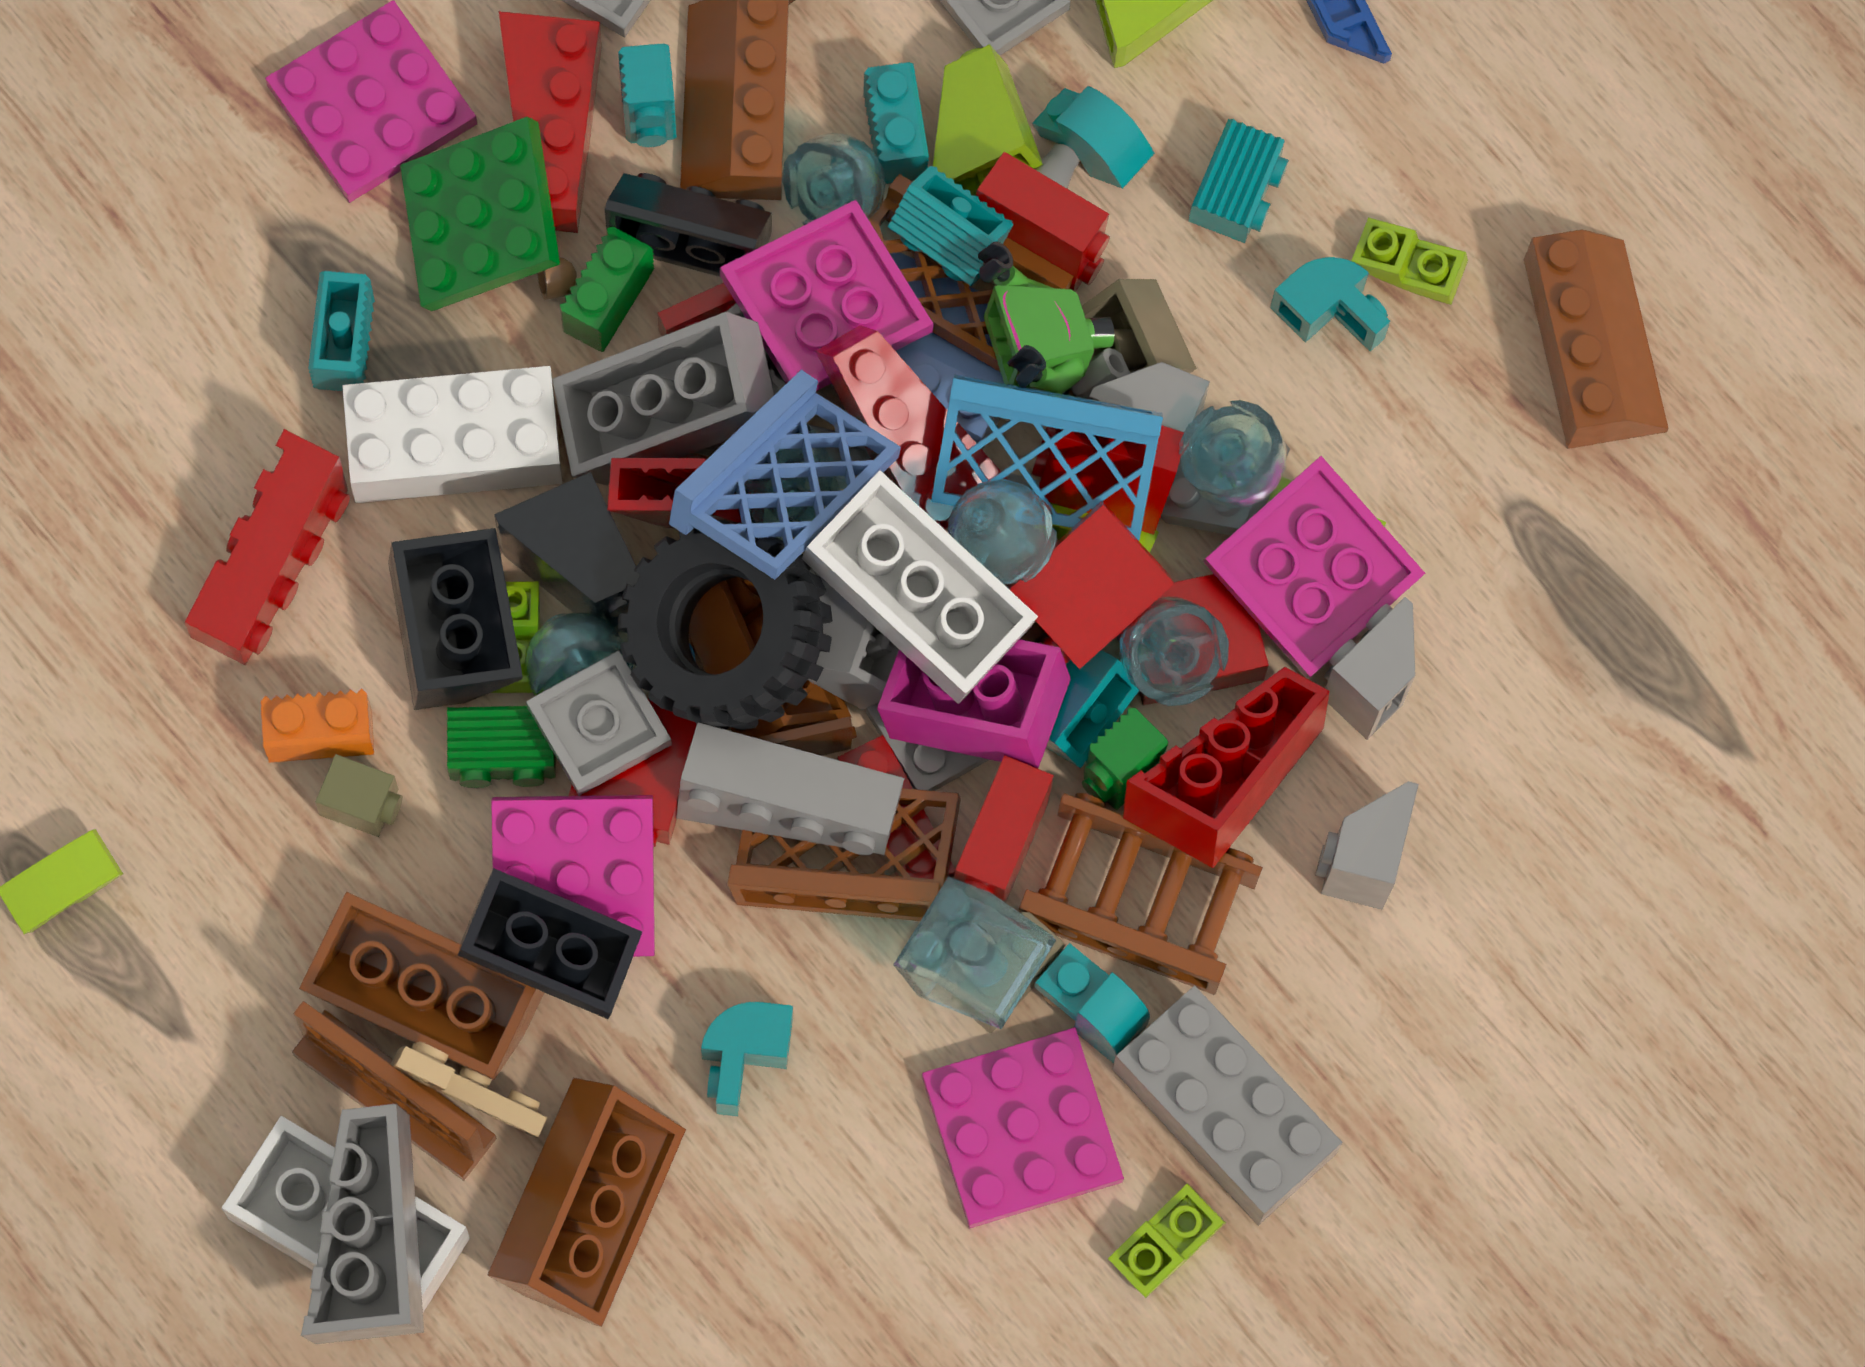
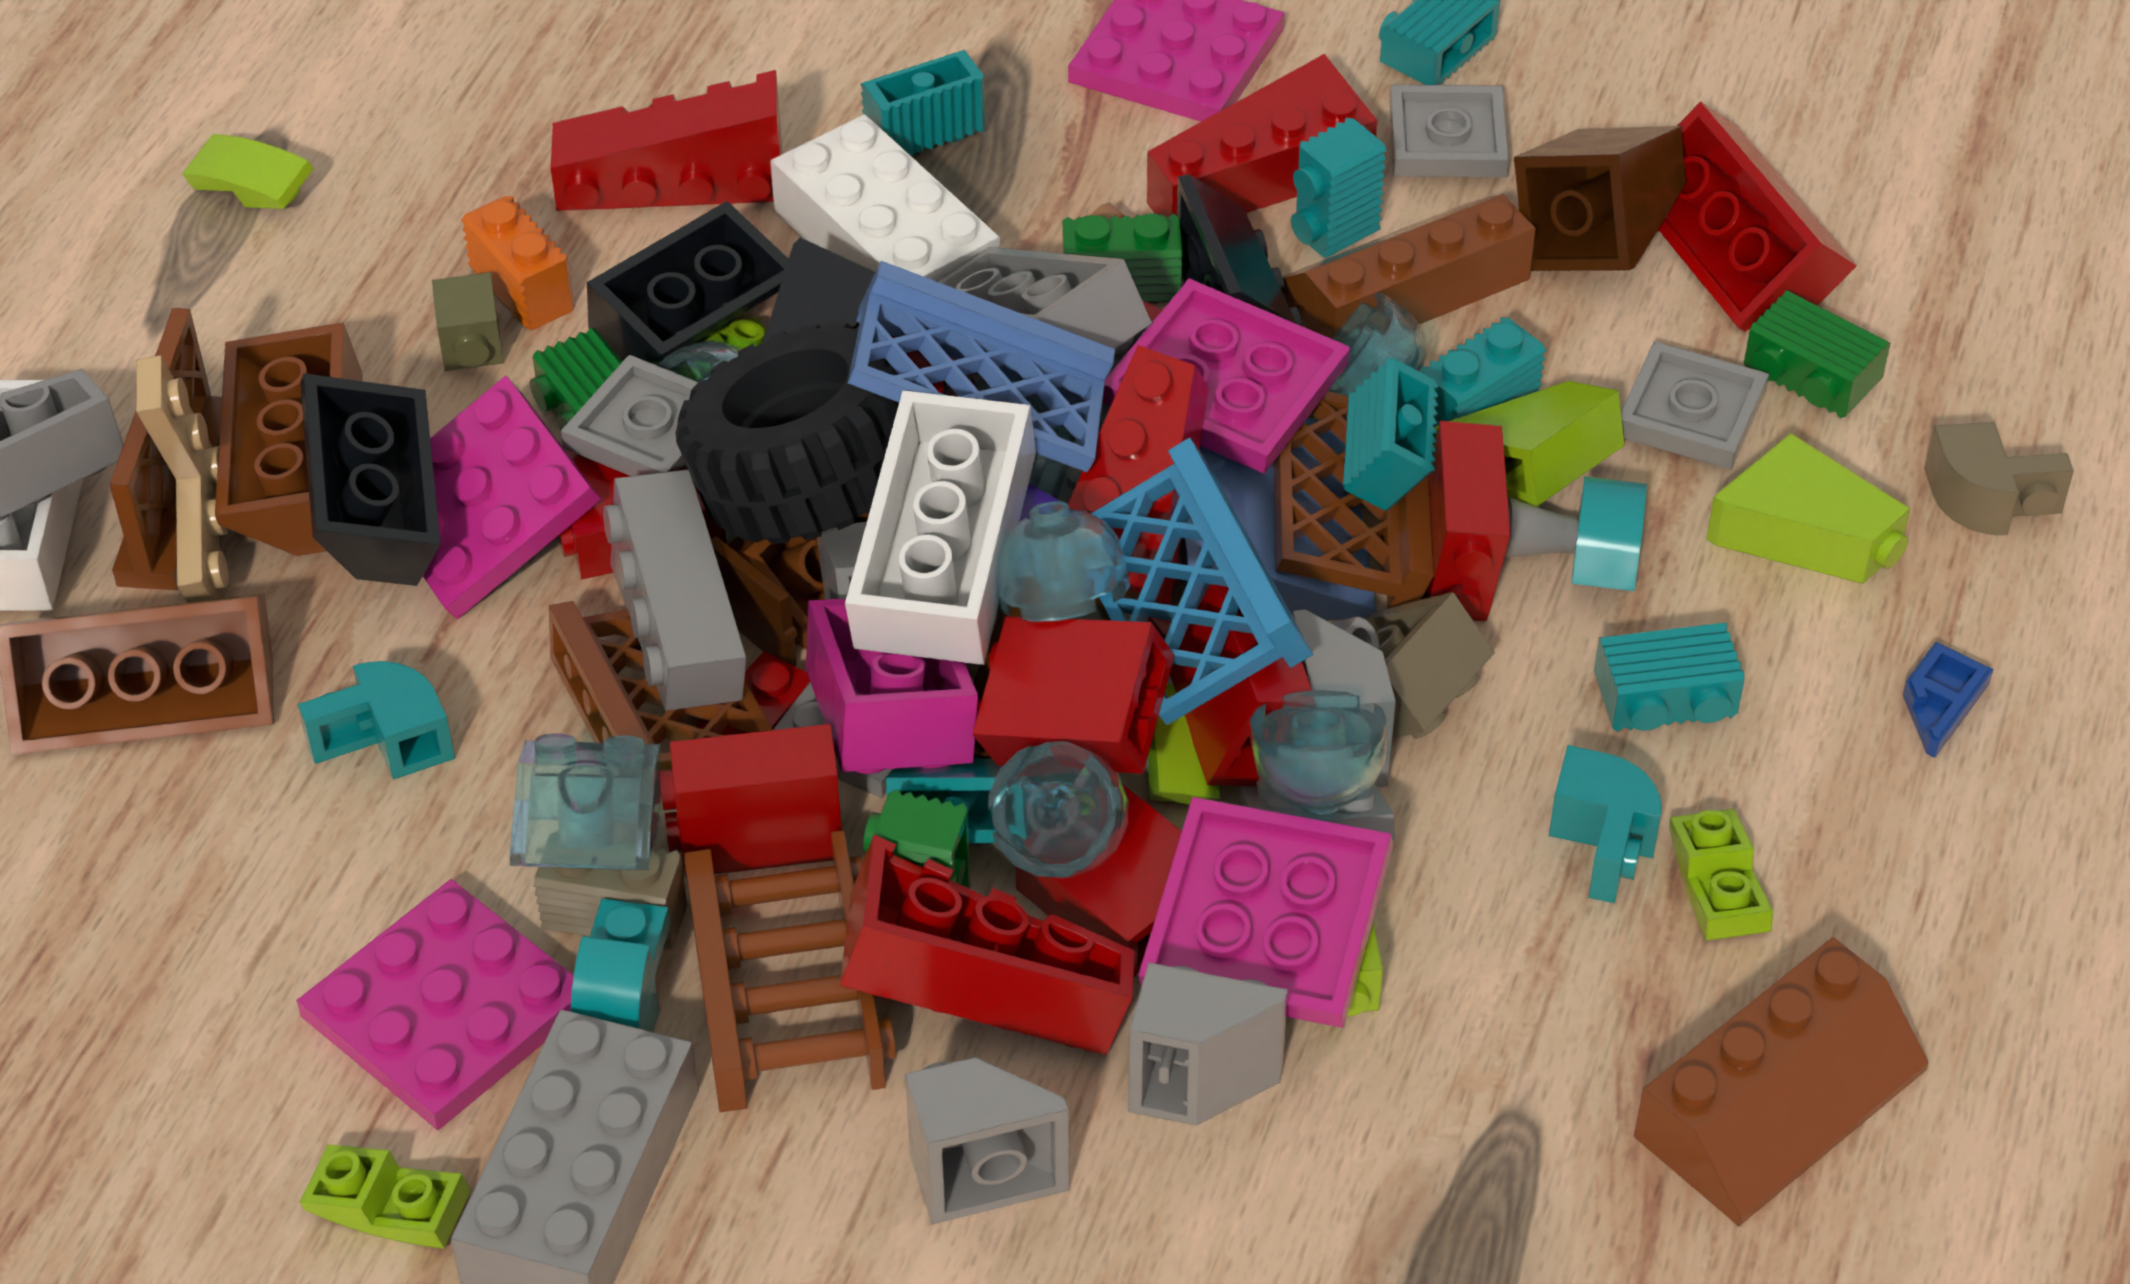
camera: 65 degrees right, 25 degrees down
(480, 214) = (1116, 135): green plate -> none
(1036, 328) = (1334, 546): bright green torso -> none

